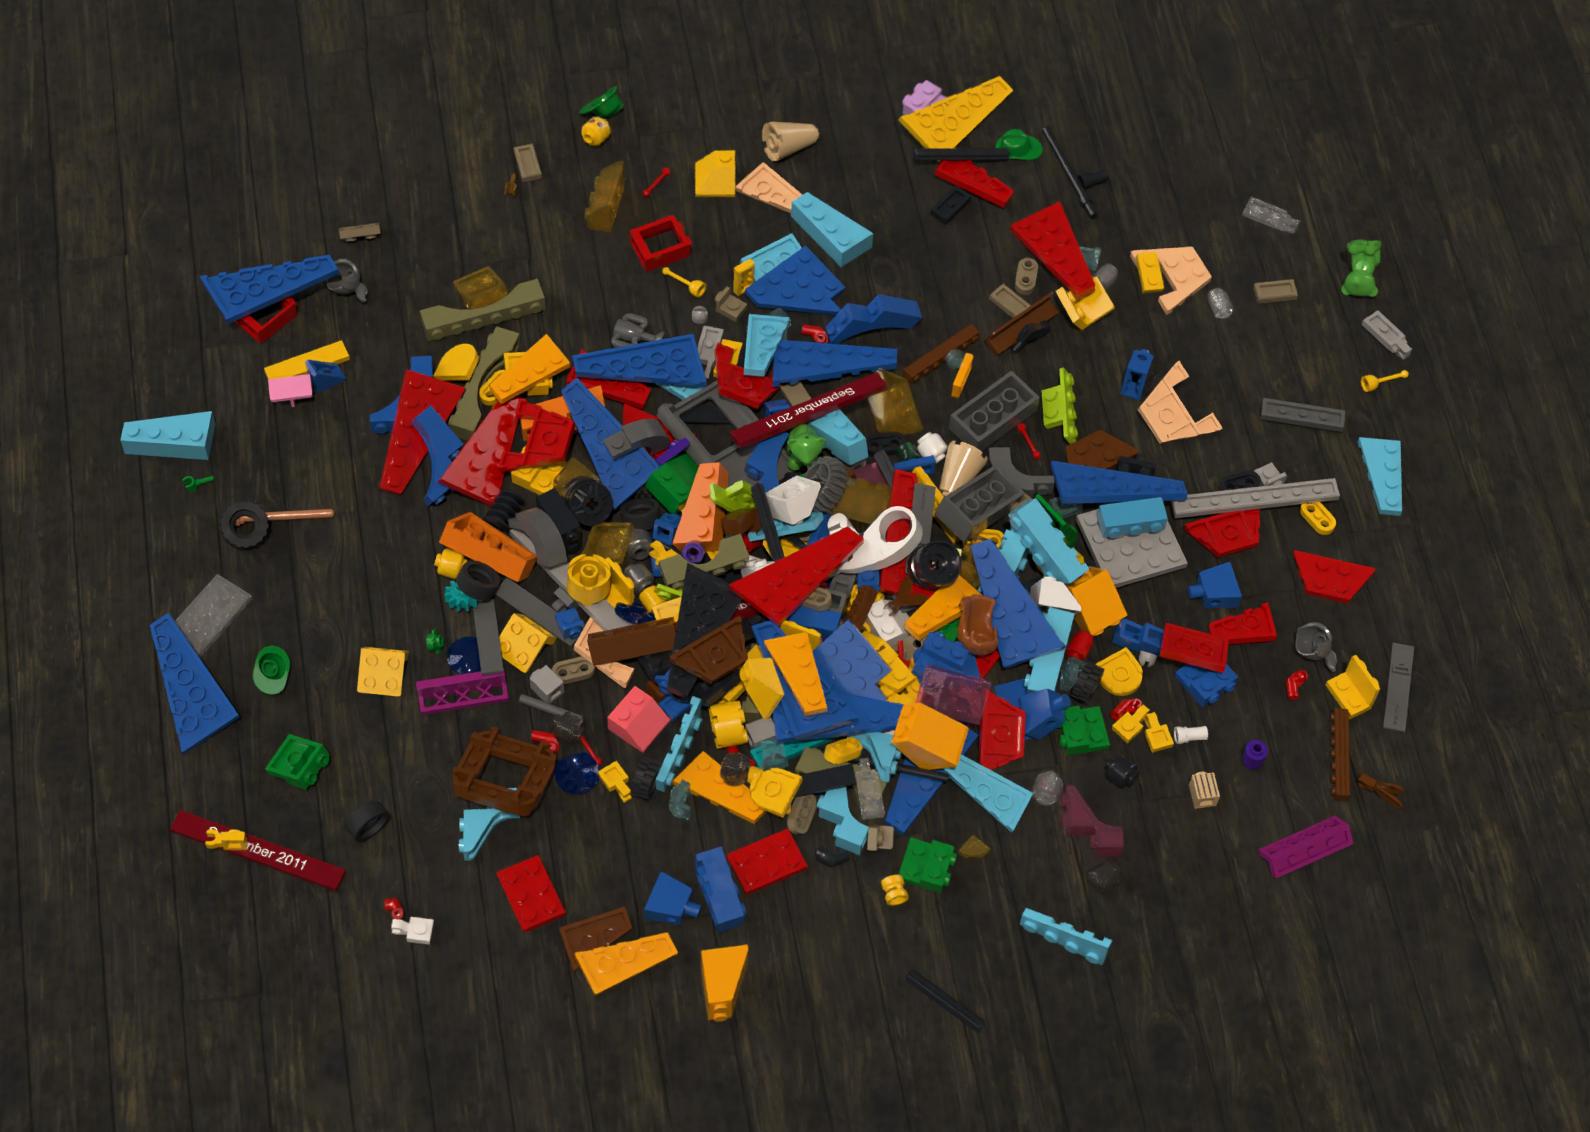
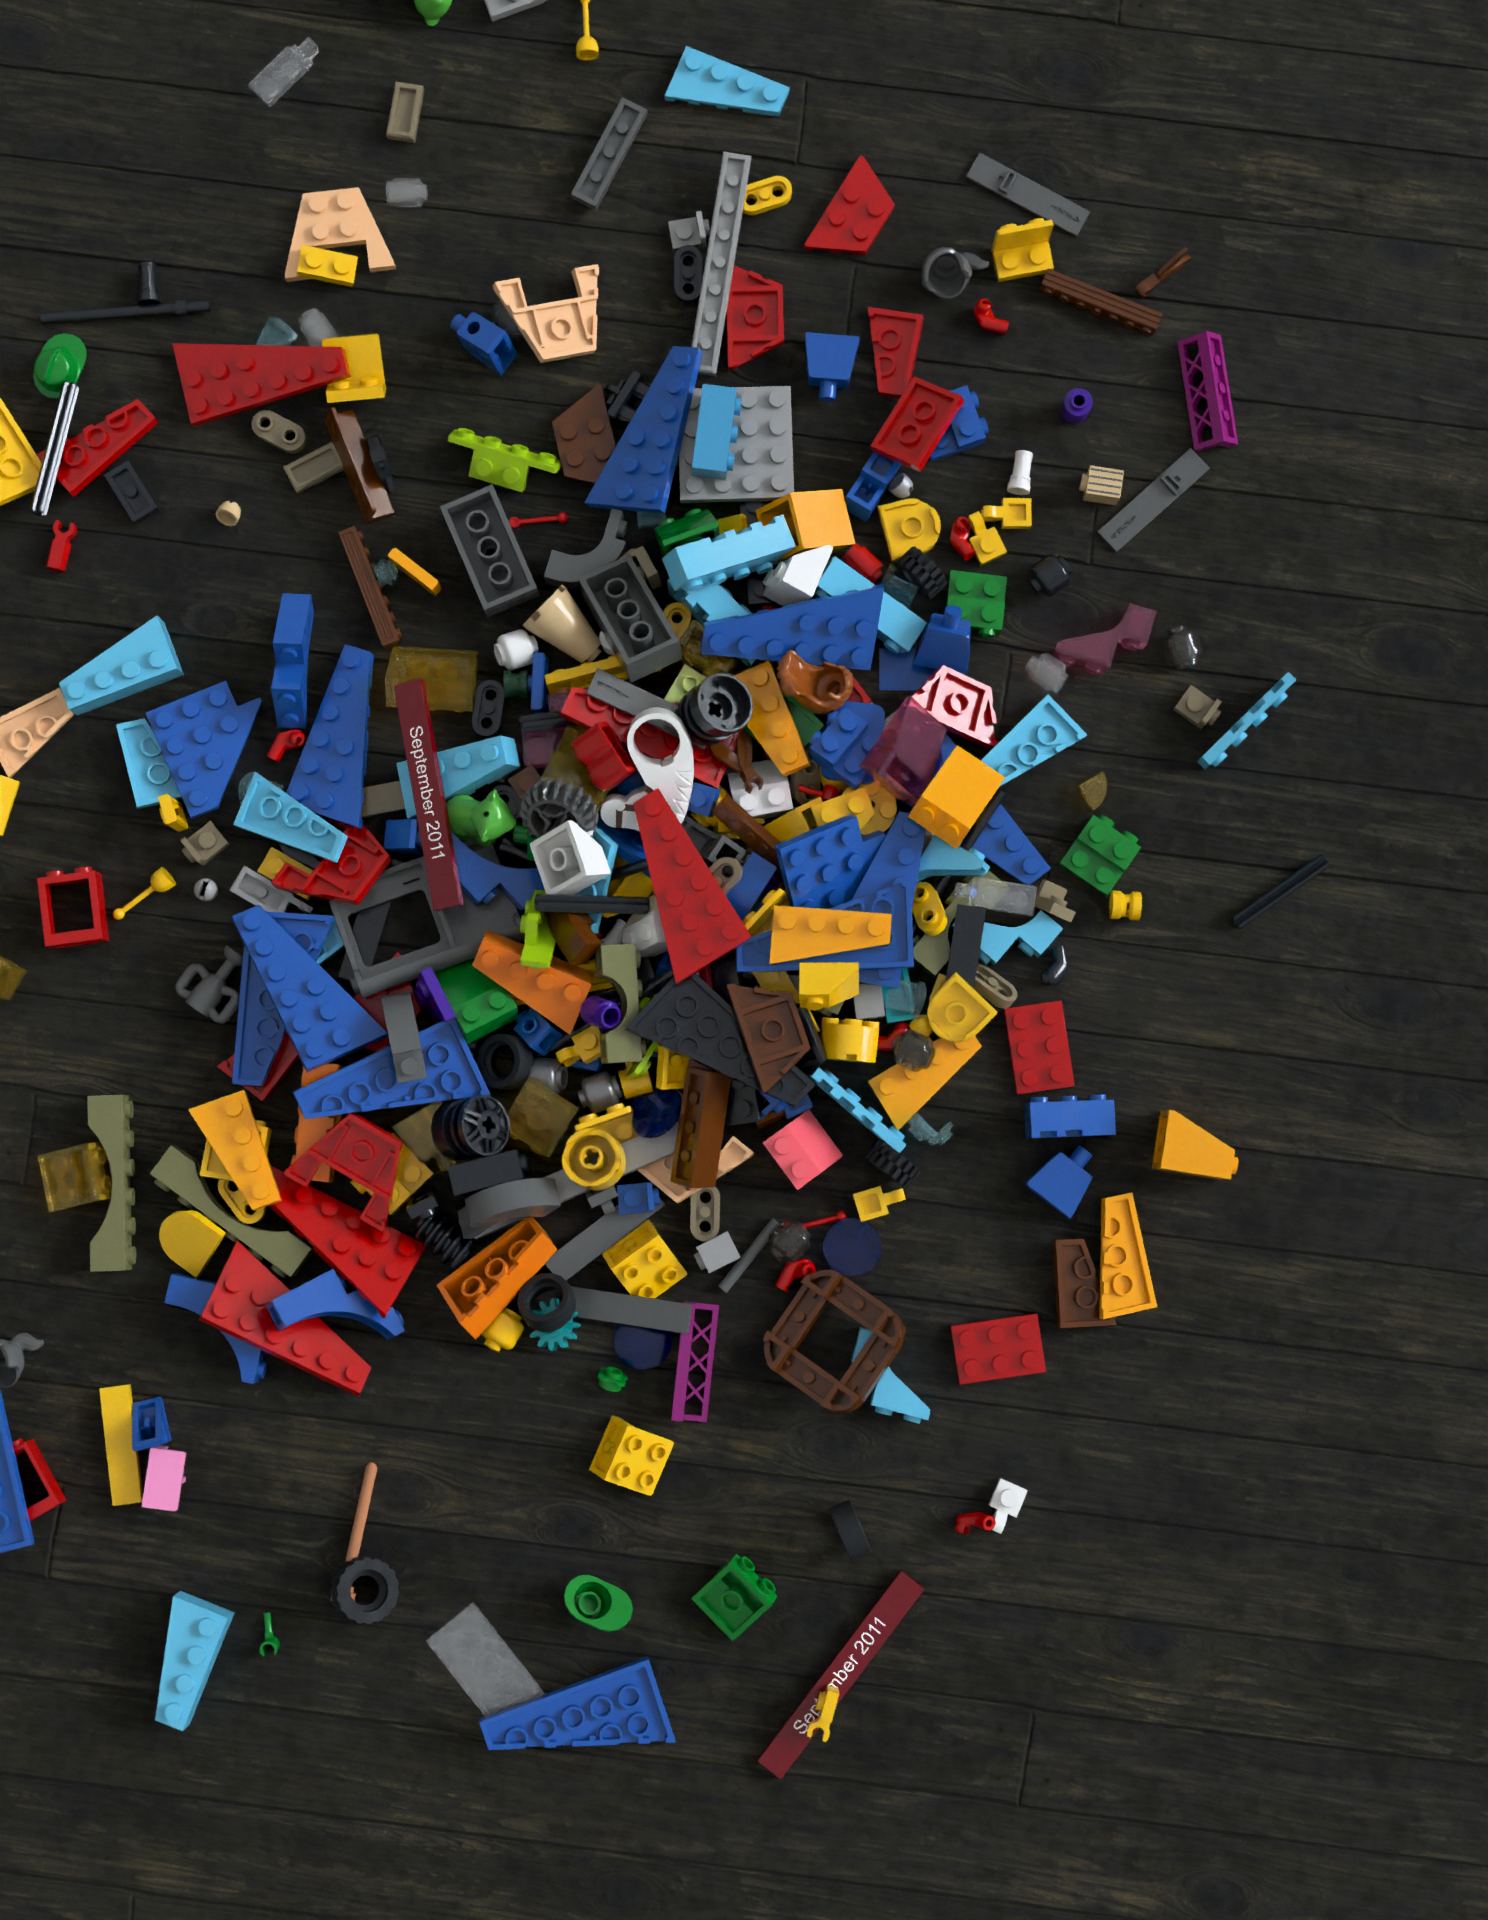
camera: 70 degrees left, 25 degrees up
(524, 488) = (423, 1204): none -> black plate
(641, 380) = (310, 1003): none -> blue wing
(874, 501) = (604, 756): none -> red brick
(899, 176) = (60, 547): none -> red bar
(959, 261) = (224, 511): none -> tan hinge
(1064, 903) = (1198, 707): none -> dark tan bracket
(1209, 832) = (1153, 500): none -> dark grey piece

